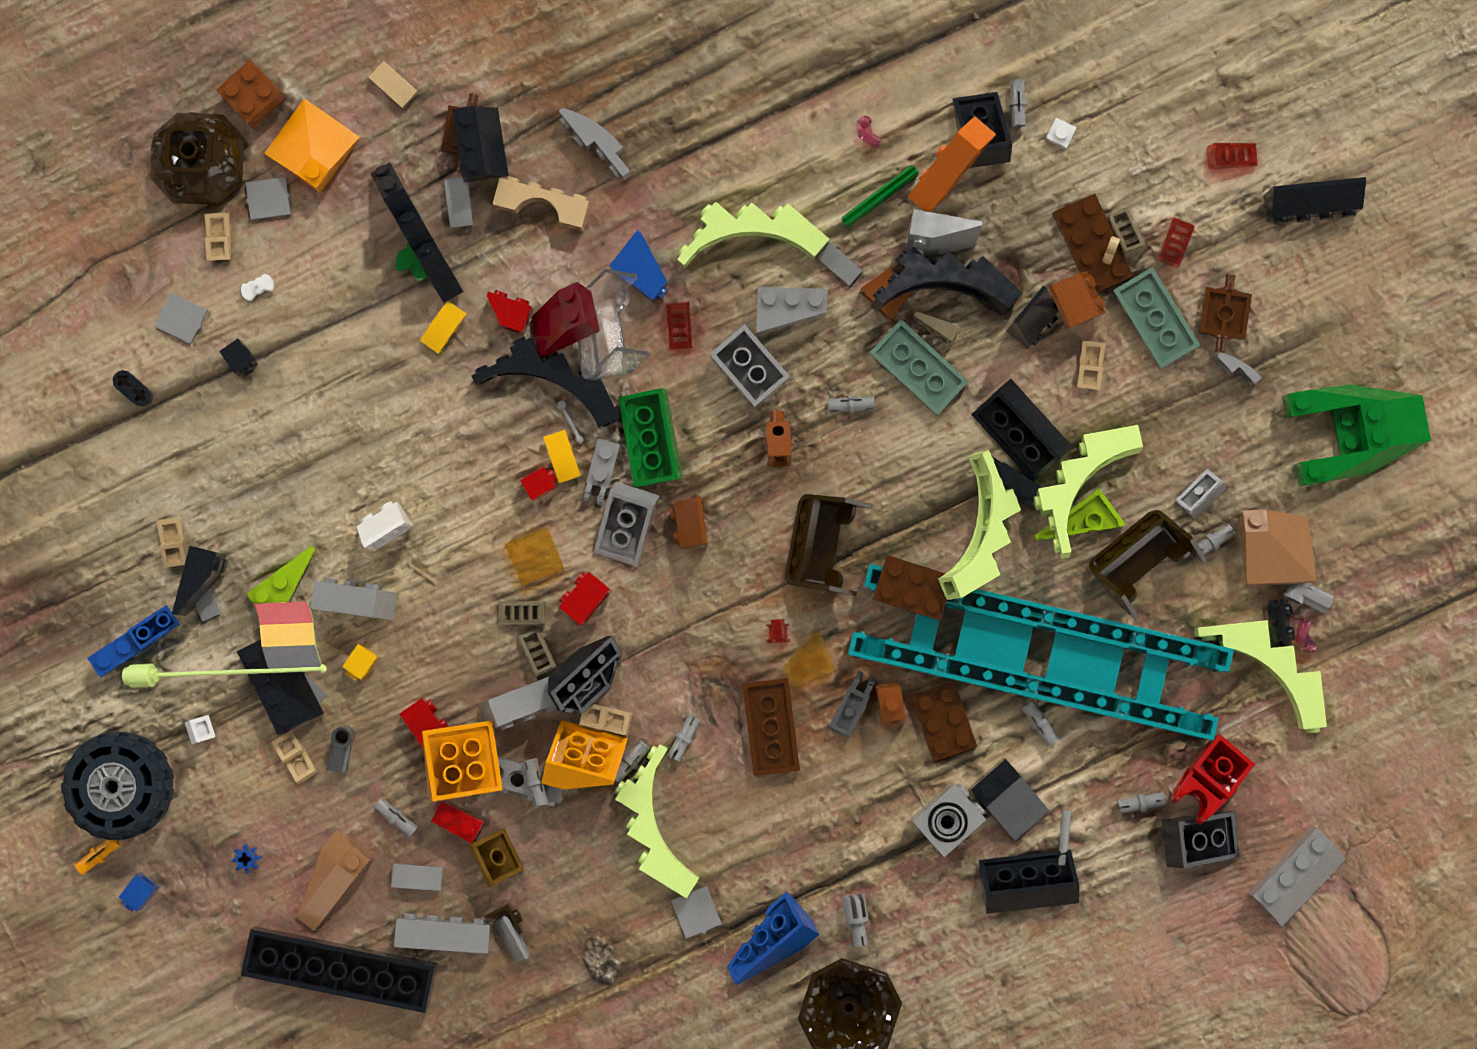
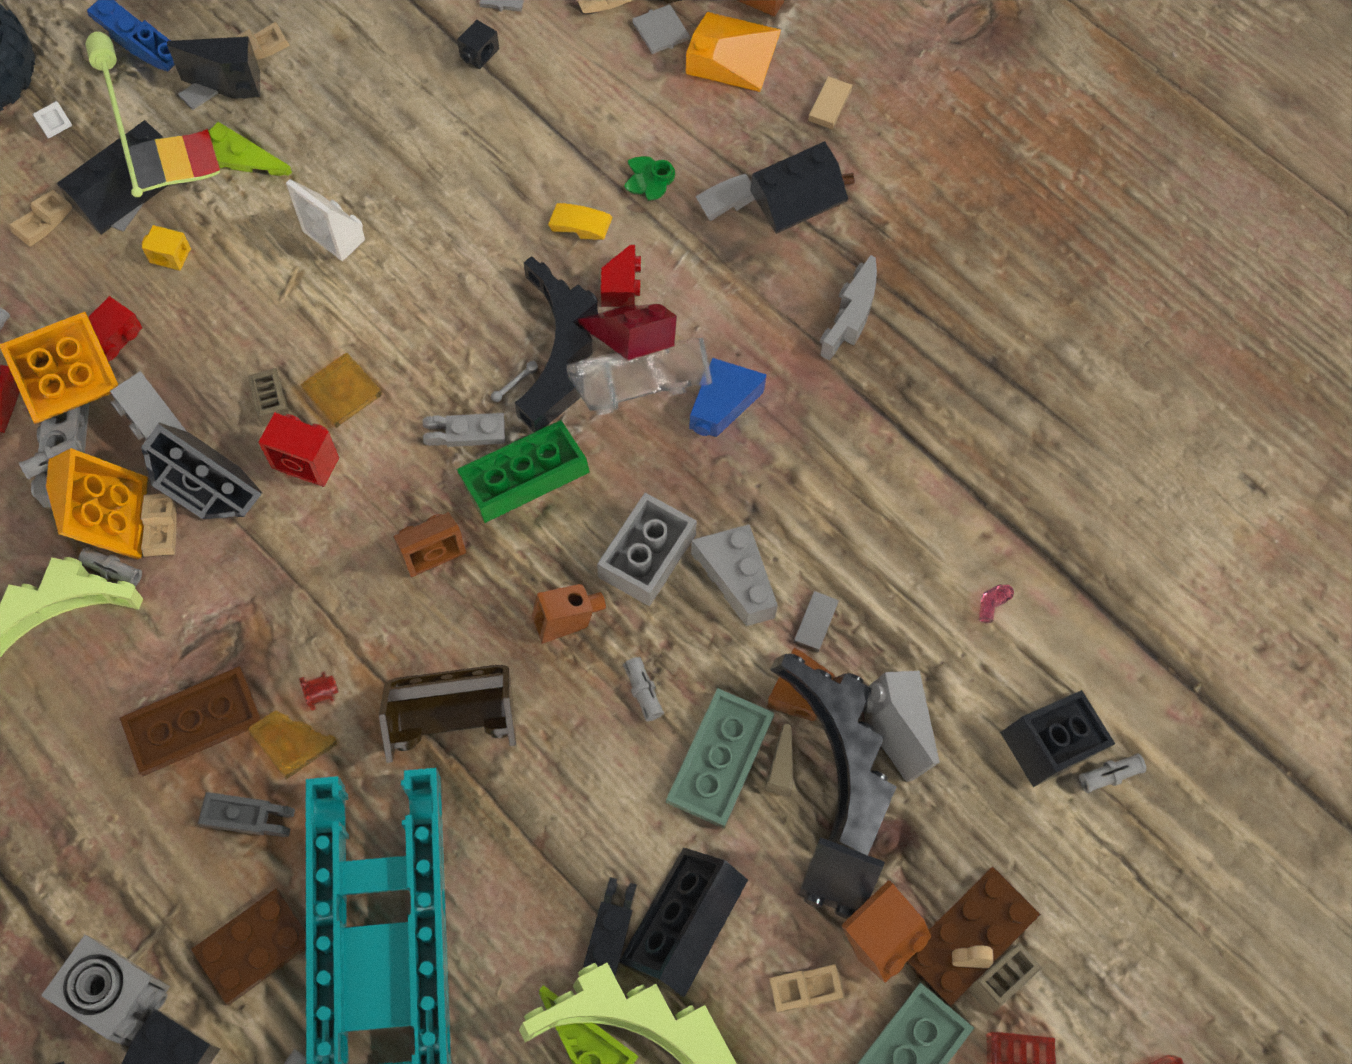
camera: 70 degrees right, 20 degrees down
(258, 286) = (561, 44): white piece -> none
(339, 751) = (65, 254): dark grey piece -> none
(353, 599) = (235, 221): light grey wedge -> none
(416, 232) = (675, 147): black arch -> none
(513, 196) = (760, 303): tan arch -> none
(539, 483) = (428, 365): red brick -> none
(546, 671) = (204, 429): dark tan slope -> none
(562, 456) = (469, 380): yellow slope -> none
(626, 523) = (410, 472): light grey slope -> none
(681, 344) = (685, 466): clear red slope -> none
(684, 737) = (154, 621): light grey pin -> none
(751, 221) = (827, 498): yellowish green arch -> none
(880, 196) = (921, 641): green axle -> none
(890, 703) = (257, 860): dark orange torso -> none
(911, 588) = (417, 833): reddish brown plate -> none
(951, 164) = (997, 697): orange brick -> none
(990, 535) = (473, 909): yellowish green arch -> none
(1060, 133) = (1099, 843): white plate -> none

